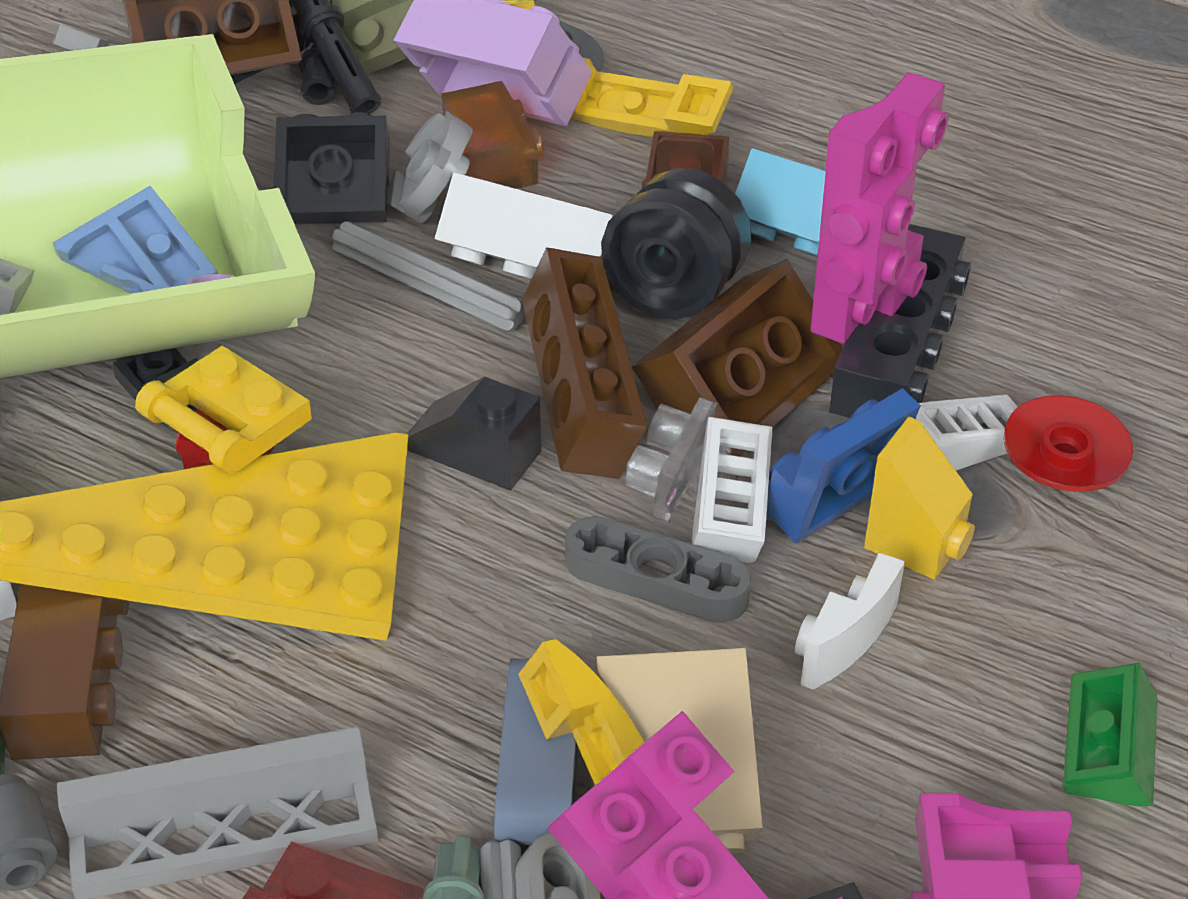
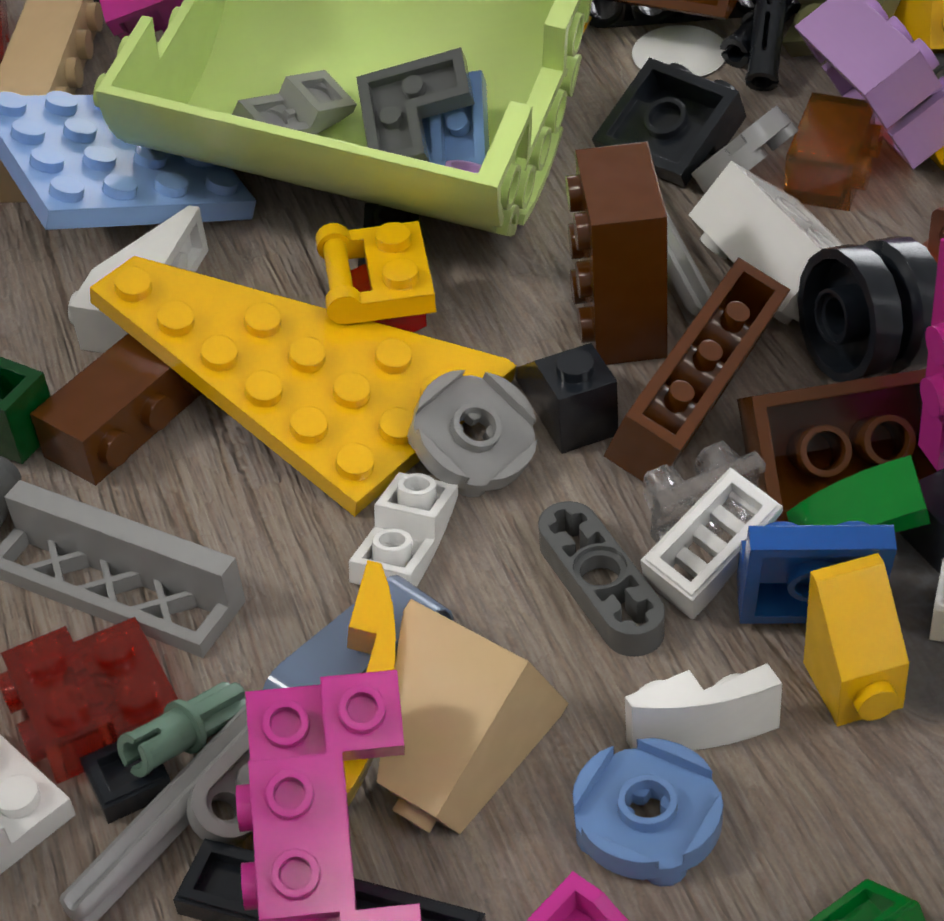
camera: 45 degrees right, 0 degrees up
(97, 239) = (404, 94): none -> dark grey plate
(264, 103) = (681, 44): none -> white sticker
(418, 524) = (456, 457): none -> light grey plate
(442, 285) = (620, 252): none -> reddish brown brick
(456, 627) = (407, 527): none -> white slope
(818, 397) = (875, 496): none -> green slope
(881, 756) = (655, 846): none -> medium blue plate

